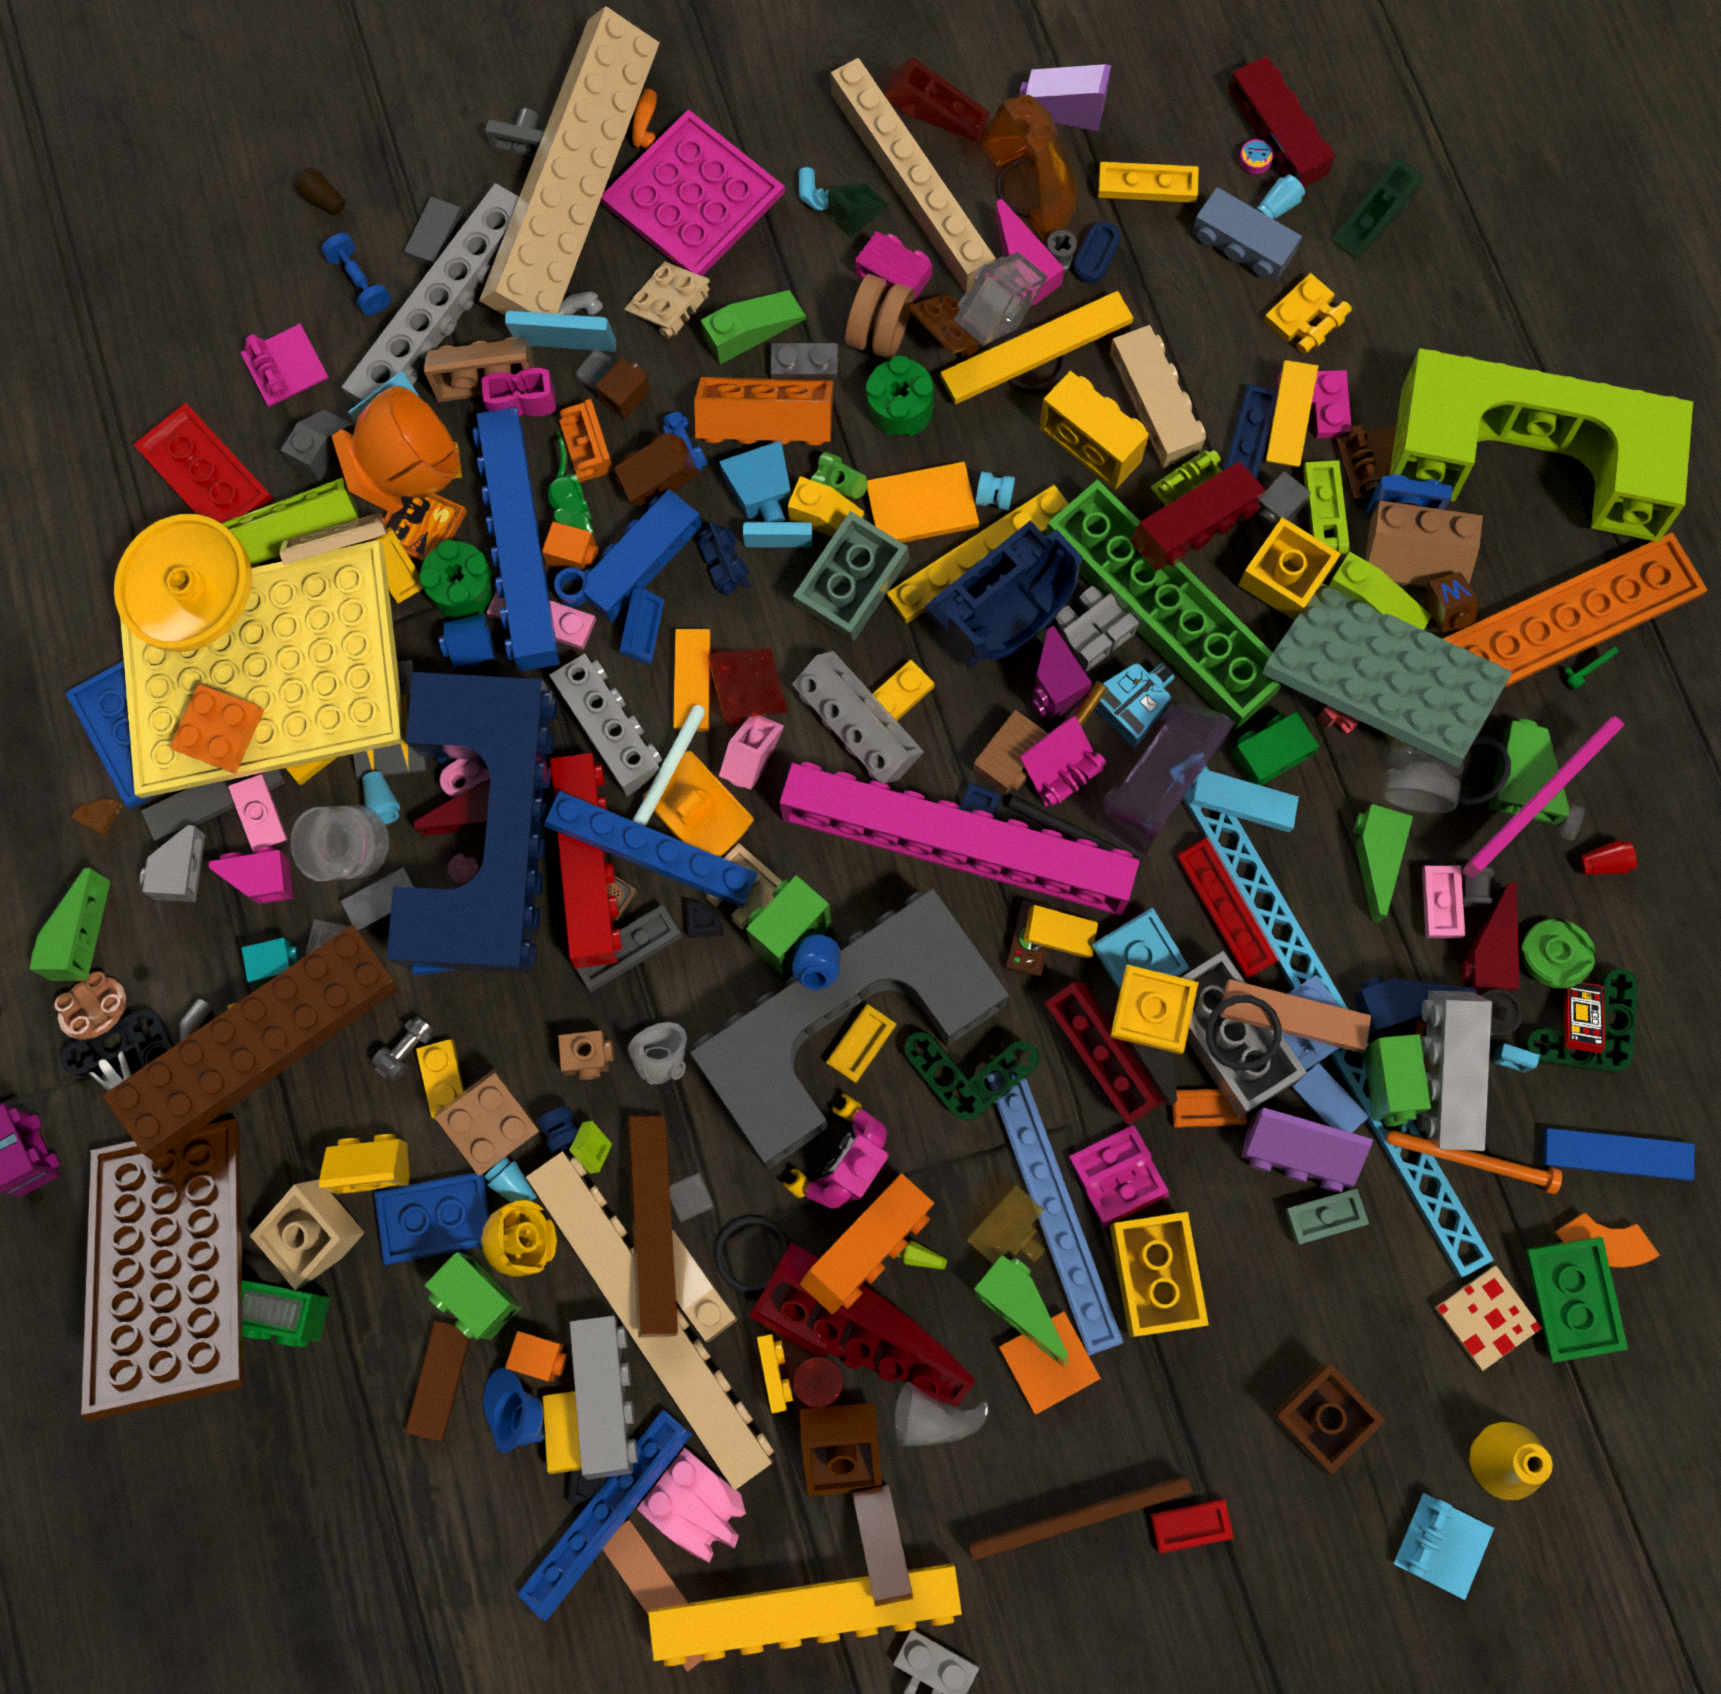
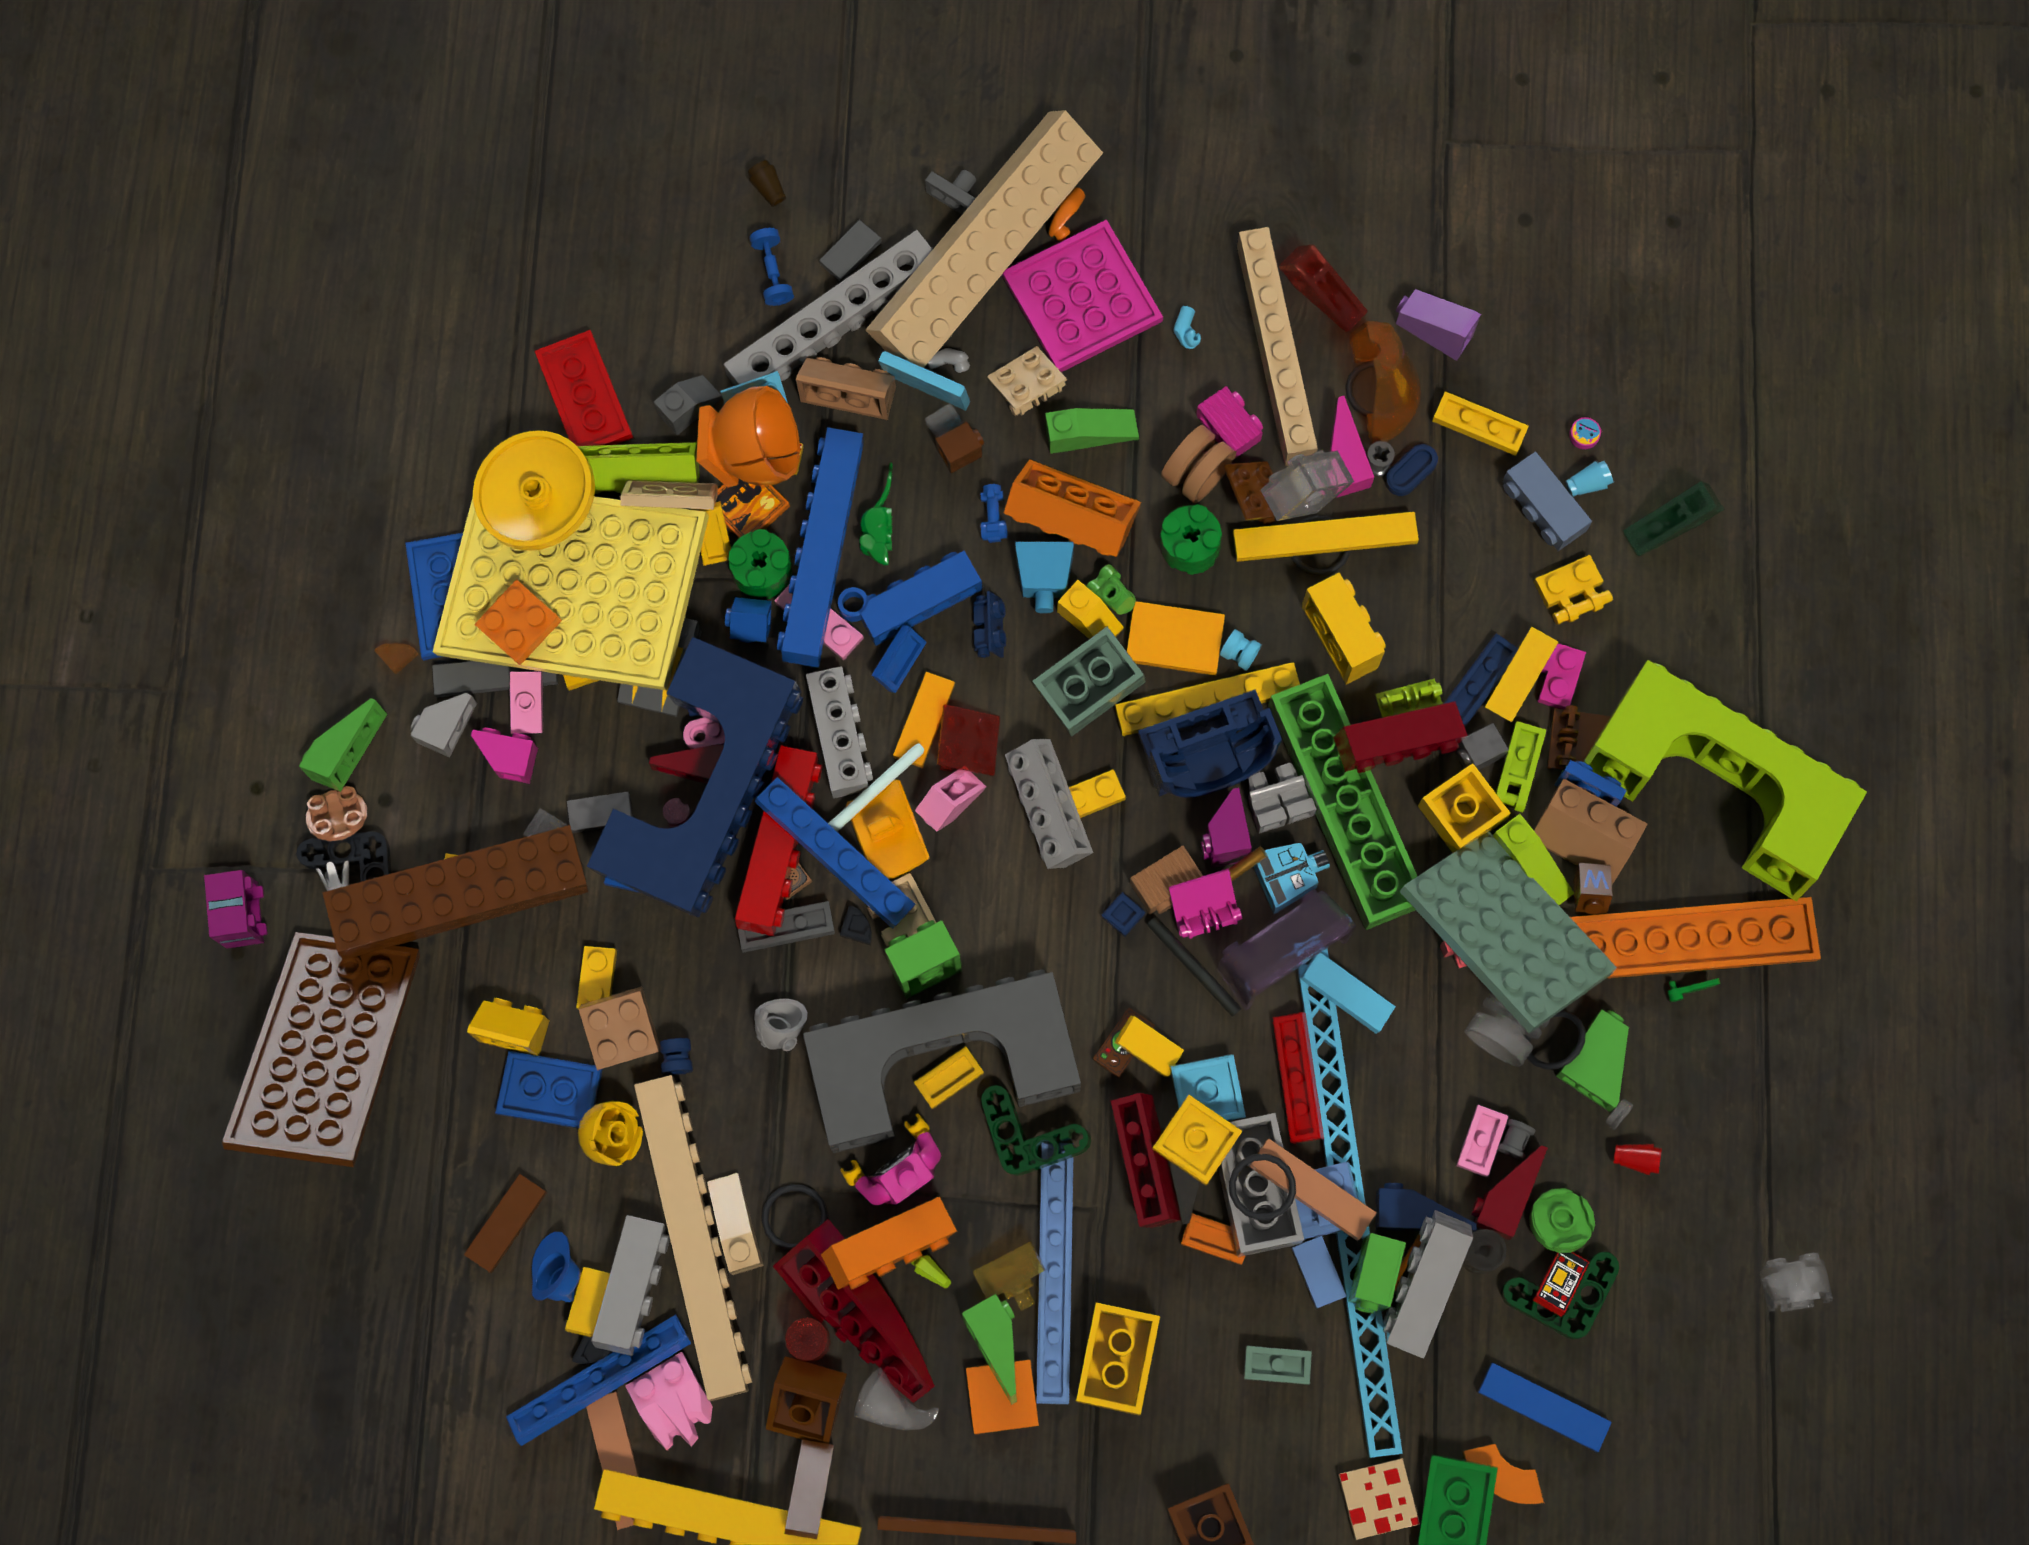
camera: 20 degrees right, 0 degrees up
(194, 1018) = (414, 855): light grey arm -> none
(268, 960) = (492, 829): teal brick -> none
(282, 1312) = (404, 1122): green piece -> none
(283, 364) = (683, 324): dark pink hinge -> none
(306, 1233) = (443, 1064): tan slope -> none
(339, 842) = (583, 753): clear wheel -> none
(380, 797) = (629, 729): medium azure cone -> none
(390, 1063) = (559, 949): flat silver bar -> none
(472, 1297) = (556, 1165): bright green brick -> none
(509, 1181) = (620, 1083): medium azure cone -> none
(527, 390) = (877, 422): dark pink brick -> none
(537, 1357) = (590, 1233): orange brick -> none
(569, 547) = (863, 570): orange brick -> none
(585, 441) = (911, 482): orange hinge -> none
(585, 1054) = (719, 1002): medium nougat brick -> none
(590, 1147) = (695, 1080): lime tile -> none
(652, 1227) = (721, 1163): reddish brown tile -> none
(656, 469) = (960, 529): reddish brown brick -> none
(690, 1197) = (761, 1151): clear tile -> none
(778, 534) = (1042, 621): medium azure tile -> none
(778, 1390) = (773, 1332): yellow plate -> none
(804, 361) = (1122, 477): flat silver plate -> none
(816, 961) = (932, 997): blue head -> none
(854, 206) = (1218, 355): clear green slope -> none
(958, 838) = (1093, 937): dark pink brick -> none
(1119, 1176) = (1119, 1267): dark pink slope -> none
(1157, 396) = (1412, 616): tan brick -> none
(1275, 749) = (1390, 958): green brick -> none
(1280, 121) = (1618, 412): dark red brick -> none
(1305, 1150) = (1279, 1303): medium lavender slope -> none
(1380, 852) = (1446, 1076): bright green slope -> none
(1515, 1058) = (1488, 1294): medium azure tile -> none
(1542, 797) = (1597, 1084): dark pink tile -> none
(1549, 1180) = (1476, 1405): orange bar -> none

